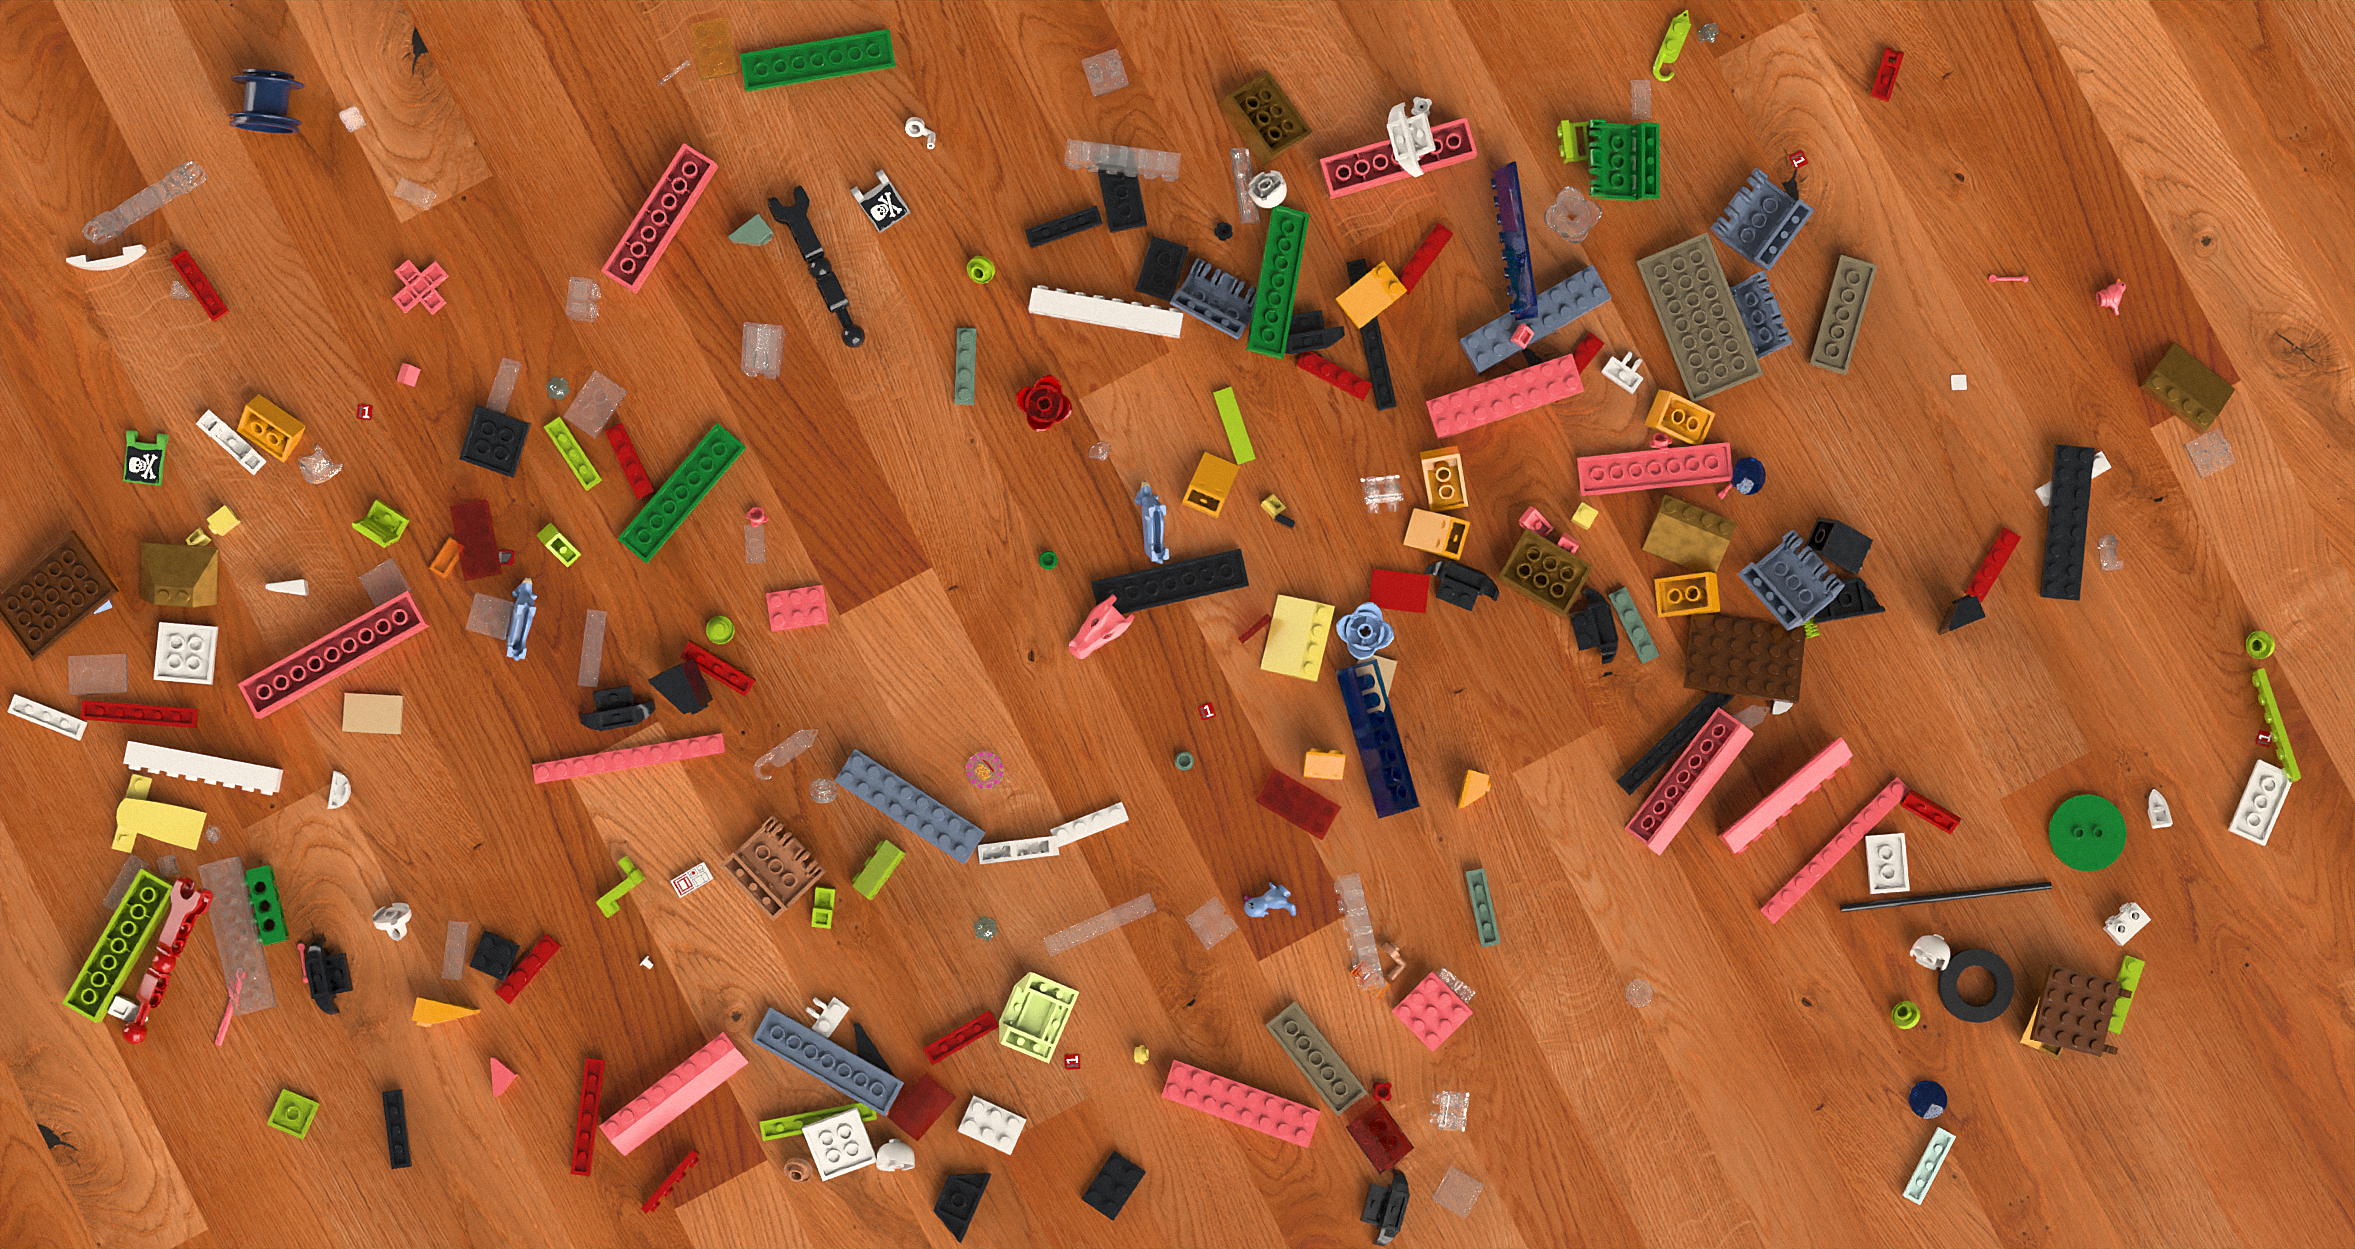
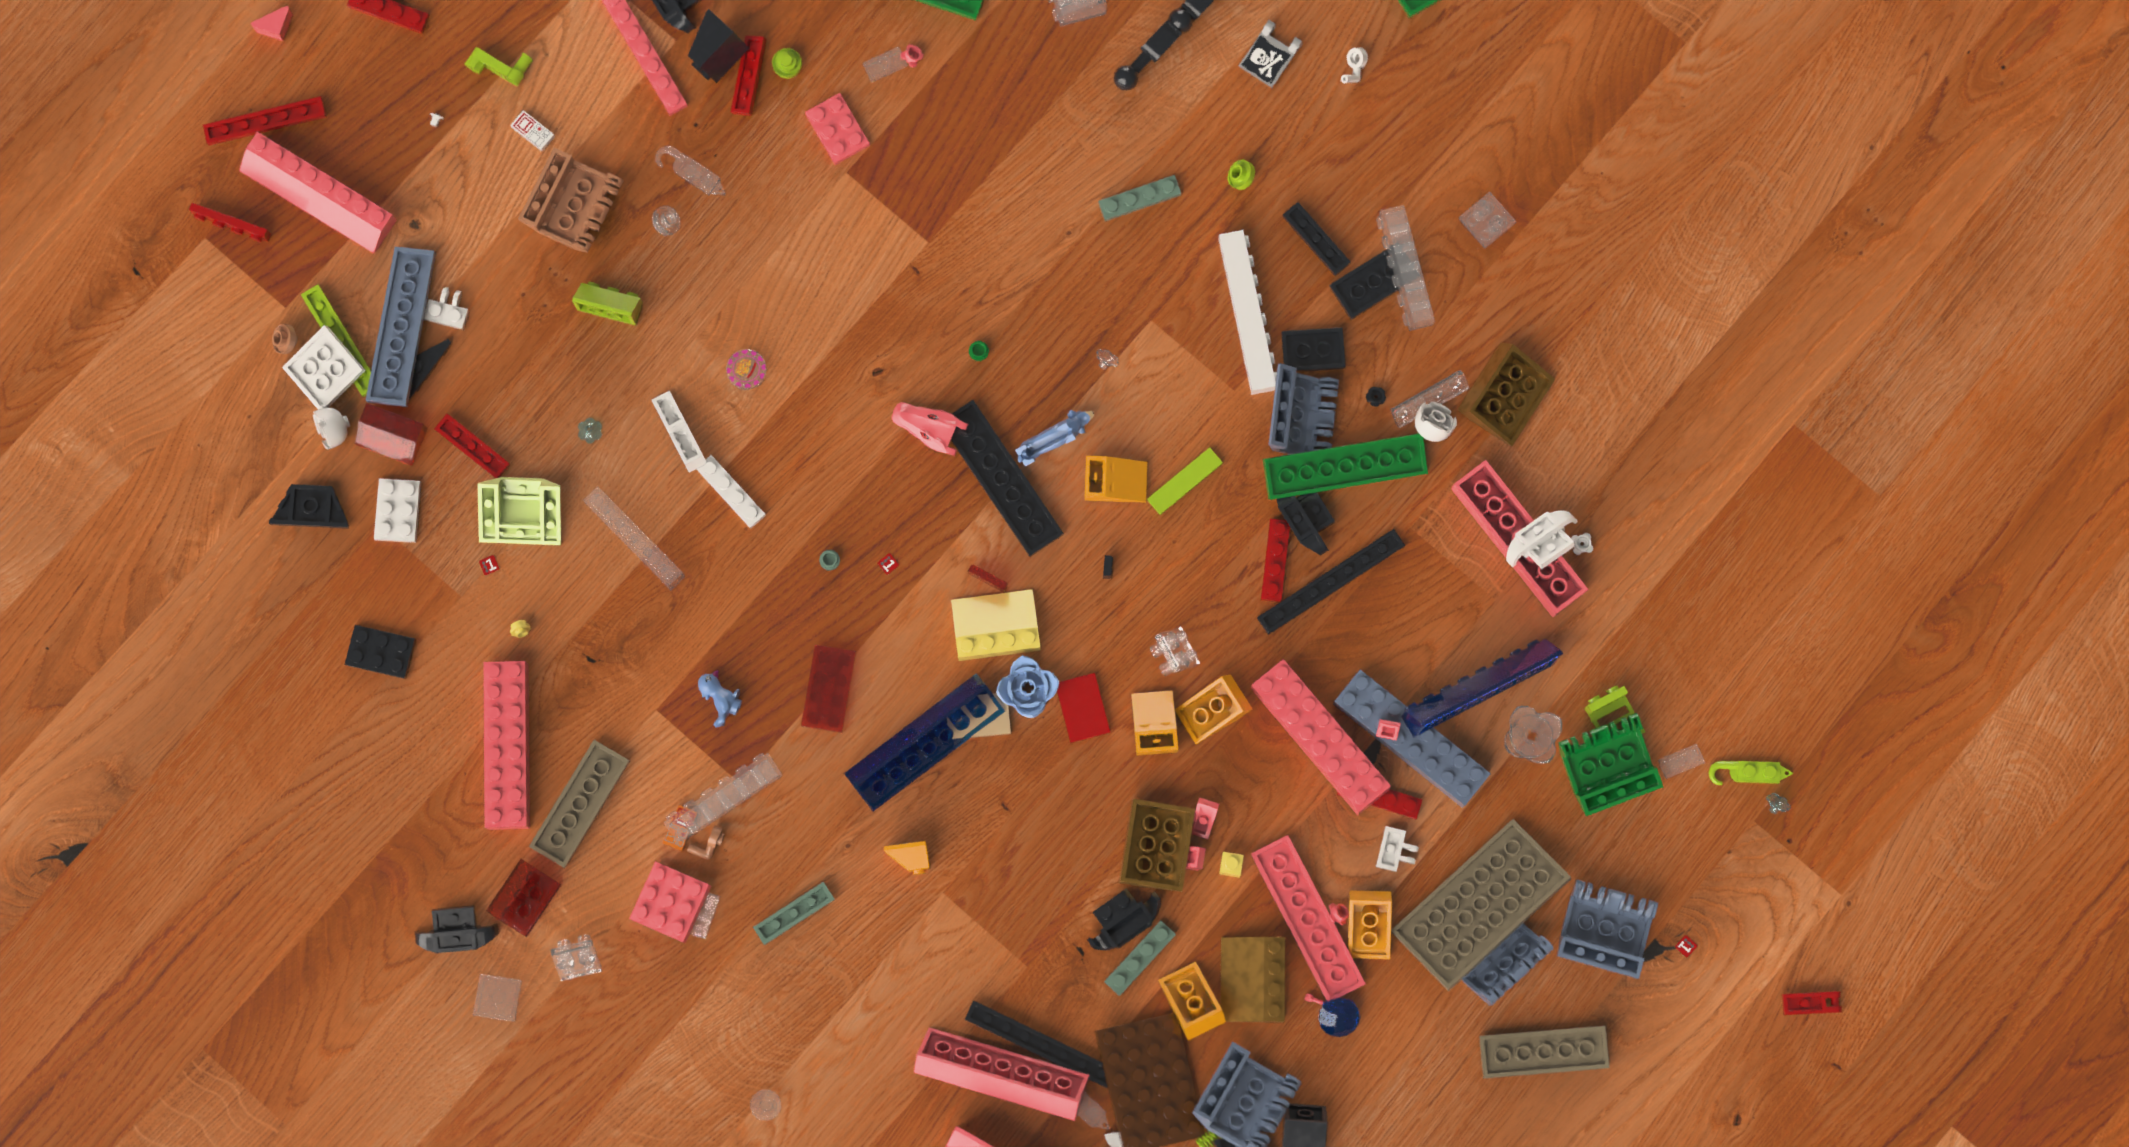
camera: 70 degrees right, 5 degrees down
(823, 907) = (552, 266): lime slope -> none
(910, 806) = (681, 310): sand blue brick -> none
(1047, 389) = (1131, 270): red brick -> none
(1211, 923) = (675, 645): clear piece -> none
(1272, 506) = (1119, 550): light yellow slope -> none
(1324, 765) = (876, 700): light orange slope -> none
(1371, 294) = (1369, 564): light orange slope -> none
(1382, 1086) = (565, 880): red plate -> none
(1424, 257) = (1429, 604): red plate -> none
(1461, 583) = (1114, 766): black plate -> none

